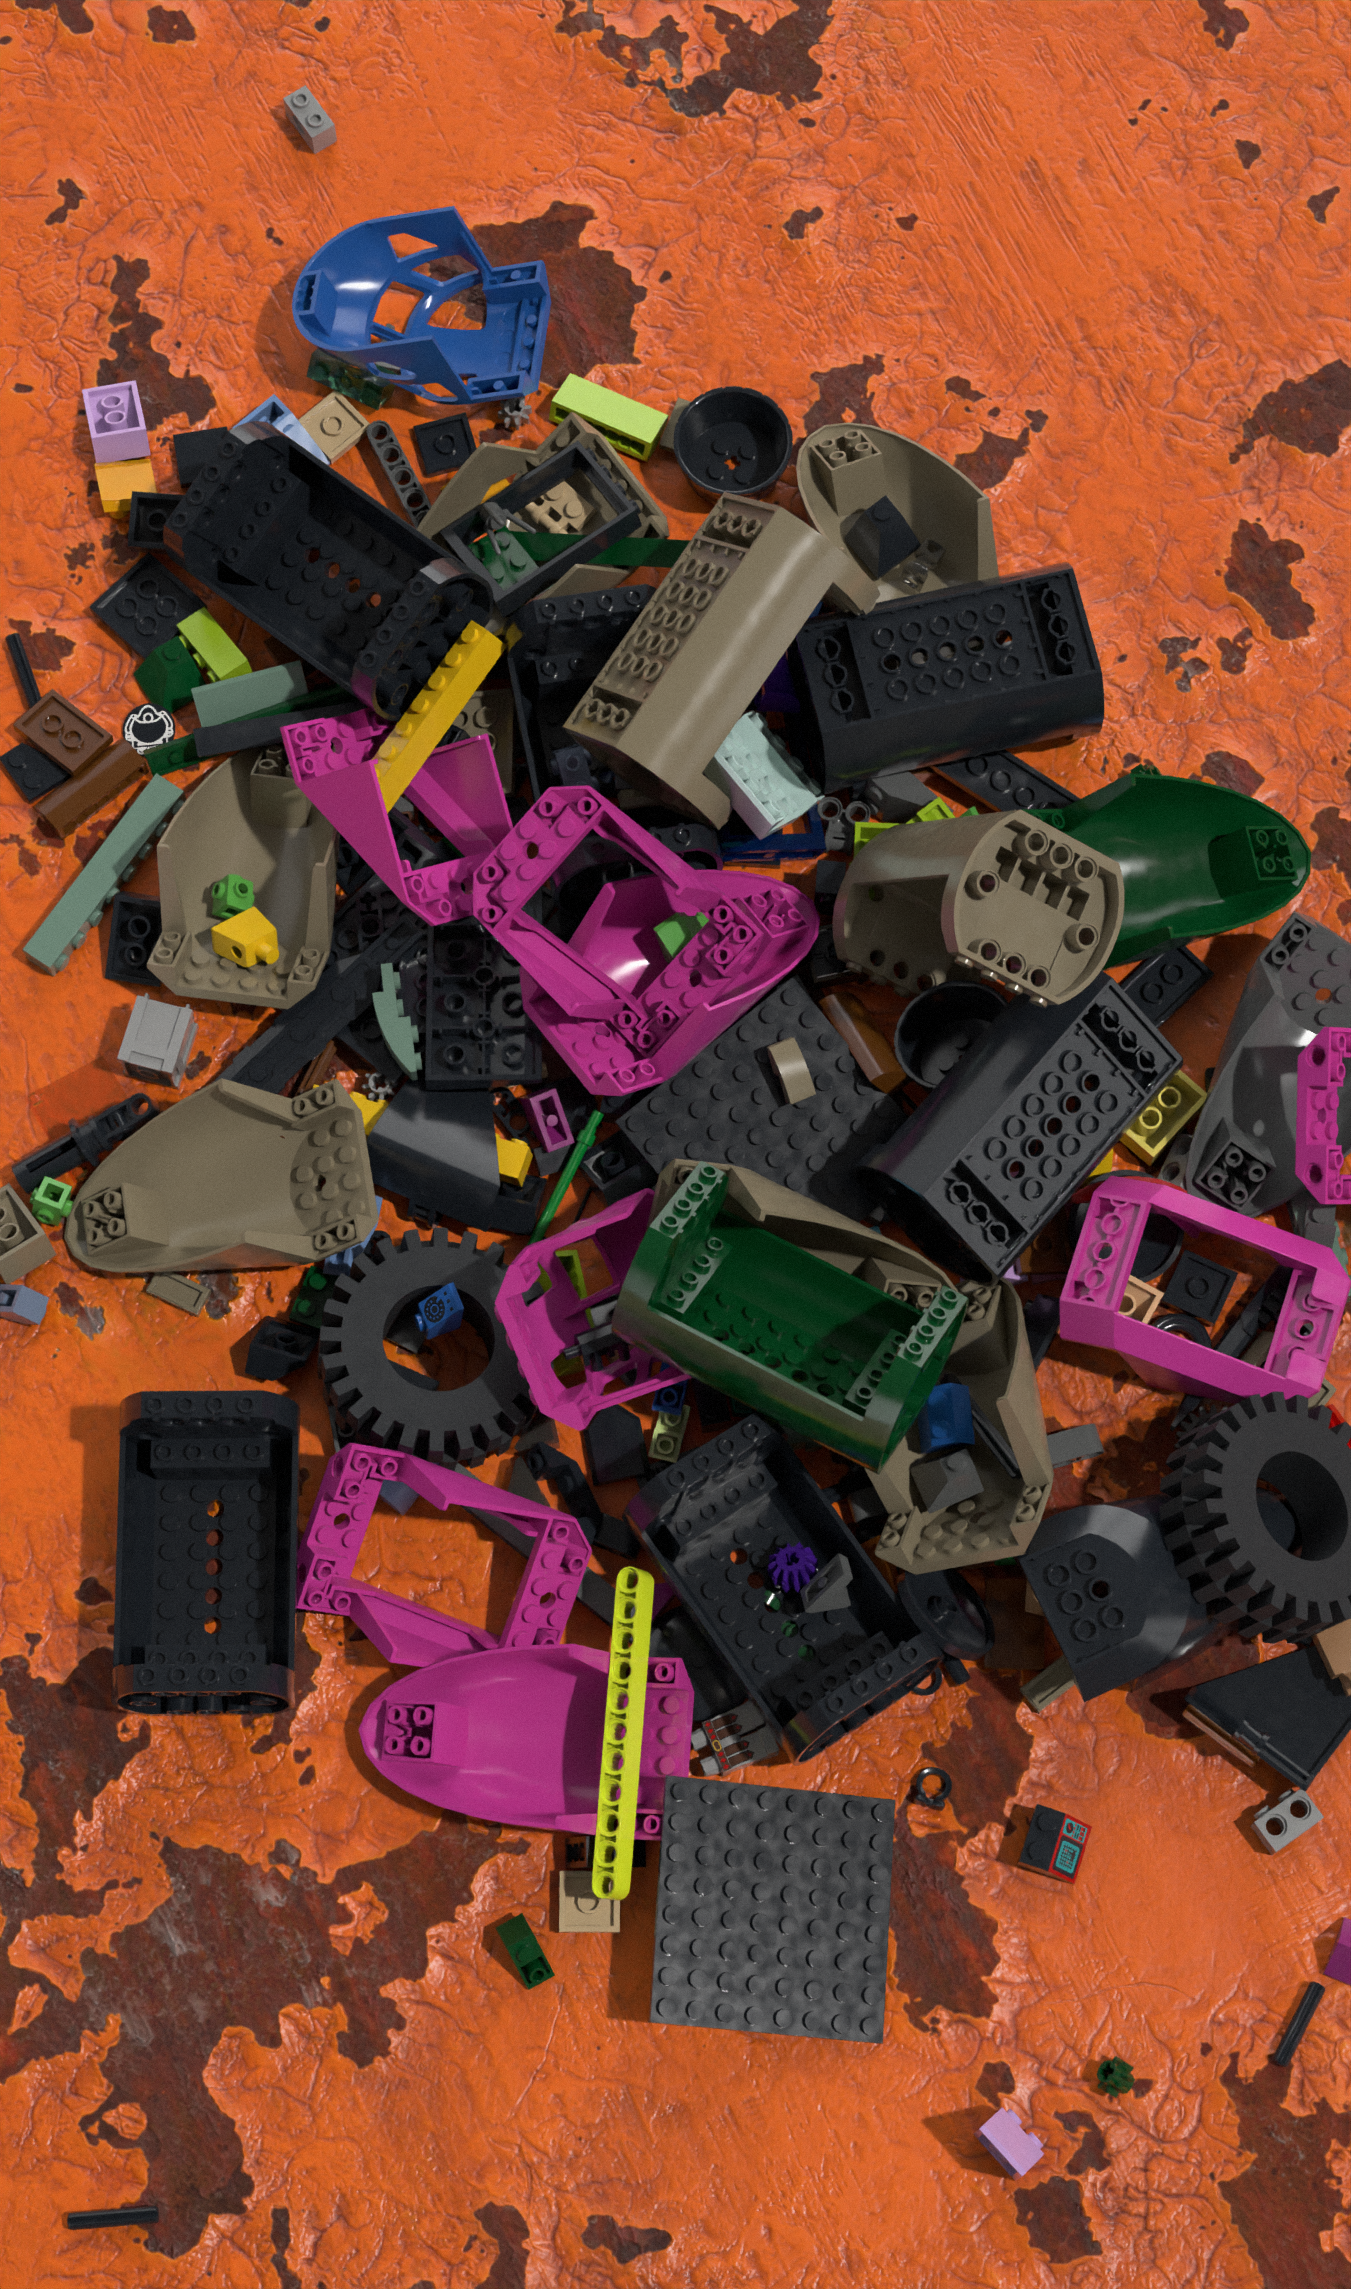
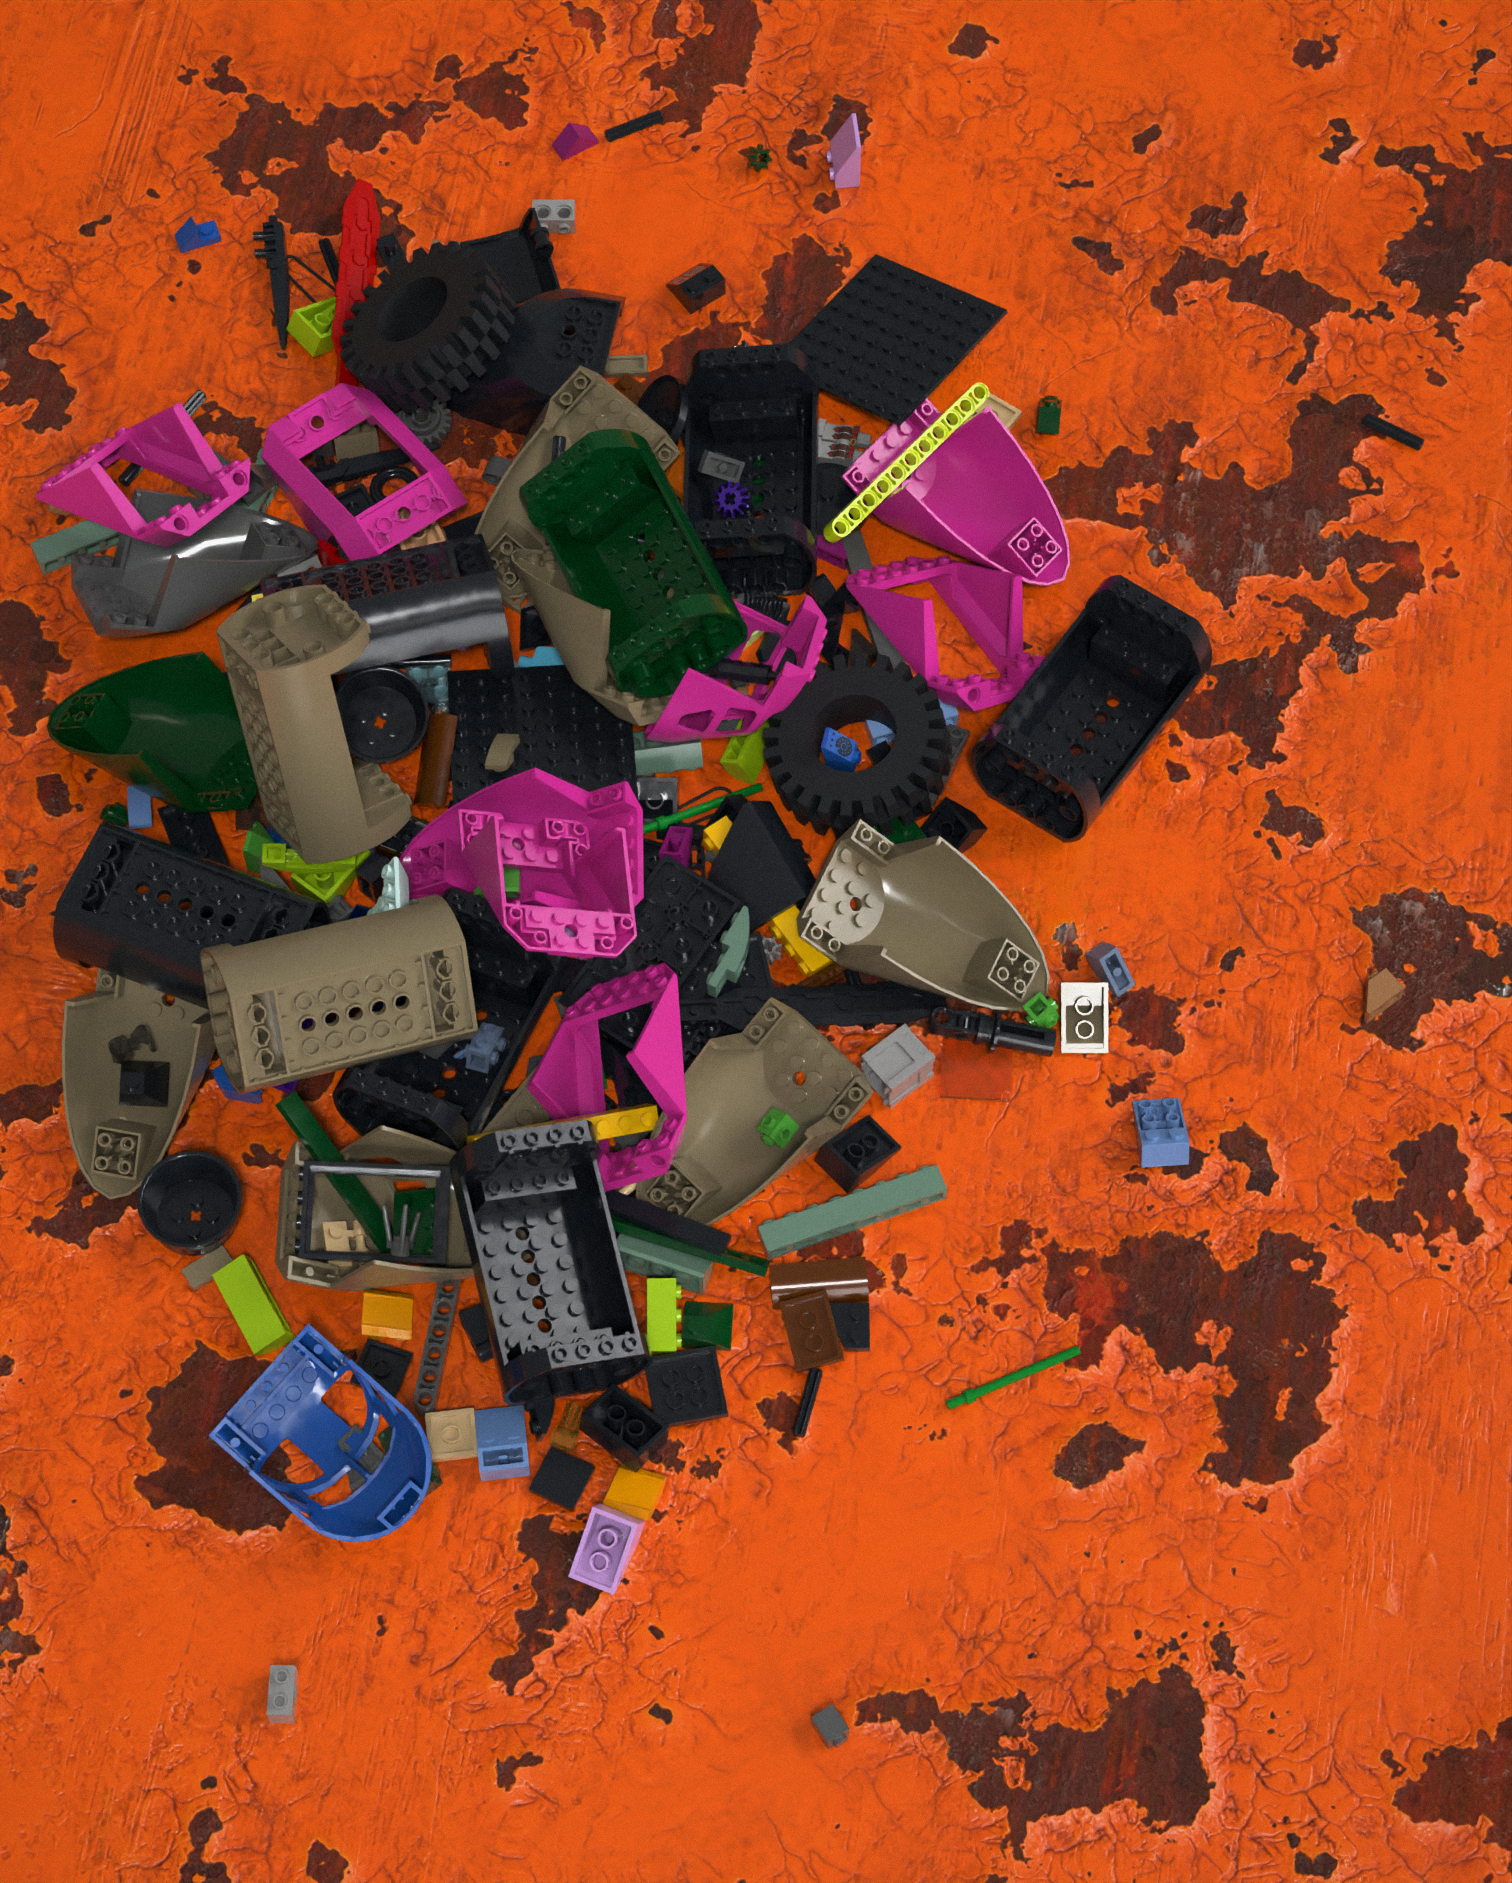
camera: 145 degrees left, 10 degrees down
(148, 727) = (748, 1299): black sticker -> none
(246, 939) = (788, 1081): yellow torso -> none

